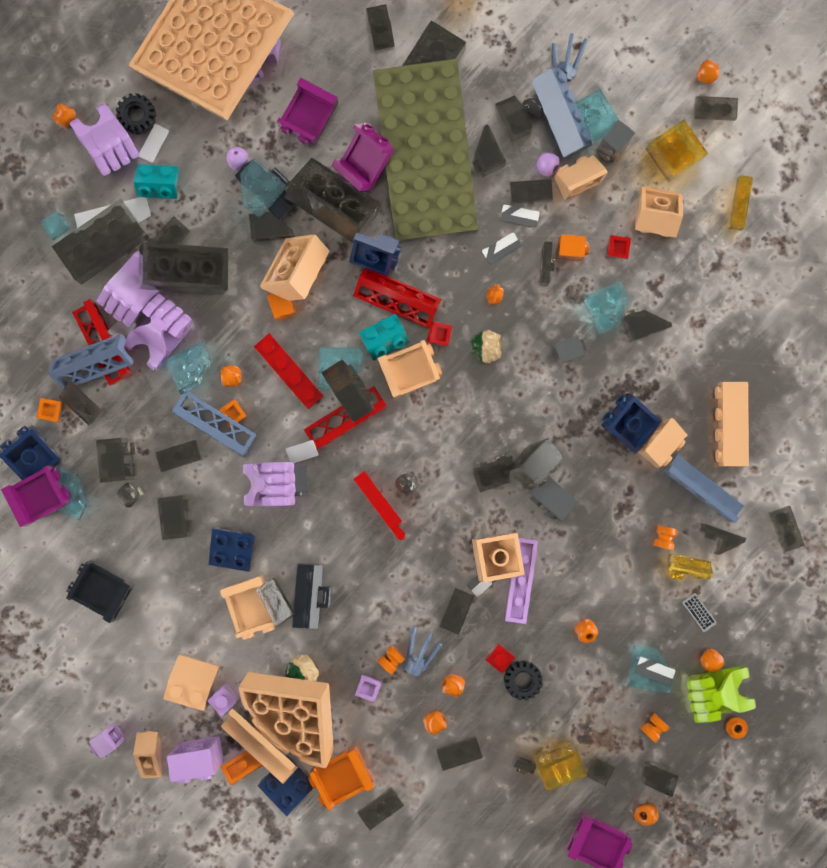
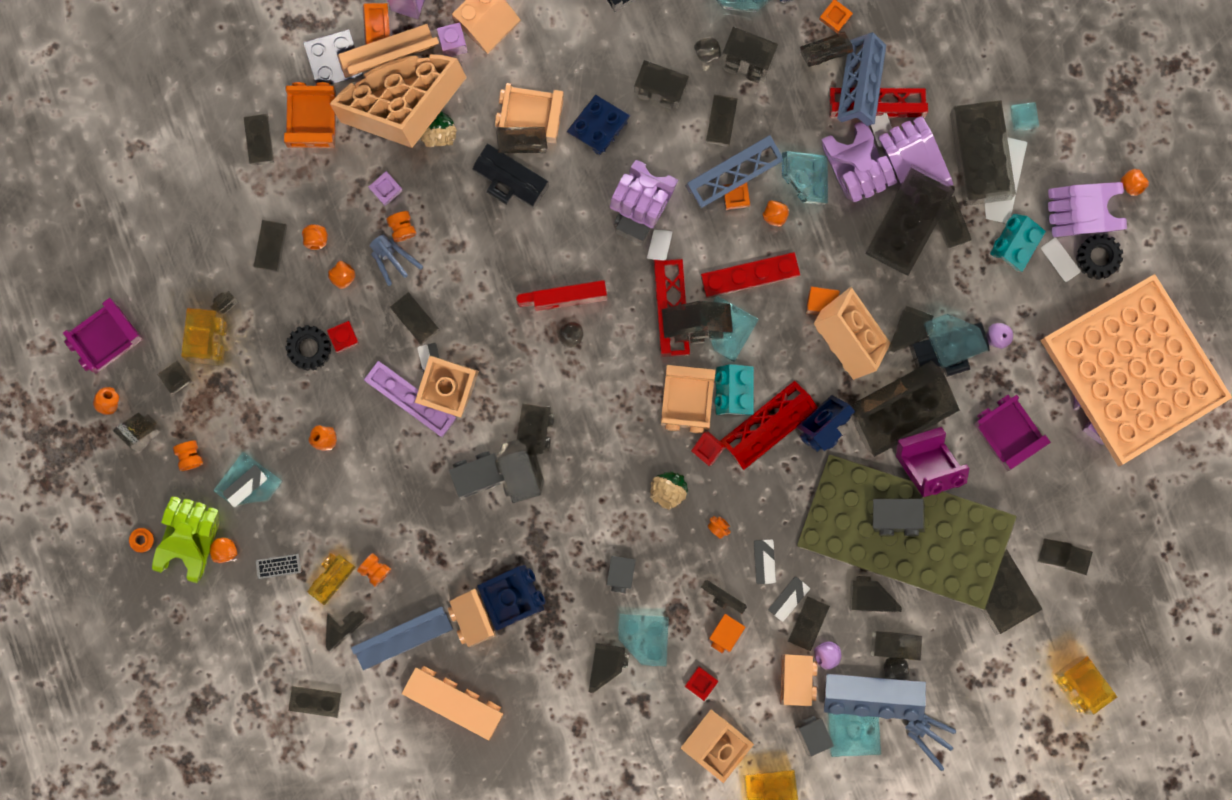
camera: 115 degrees right, 5 degrees down
(418, 158) = (899, 516): none -> dark grey brick

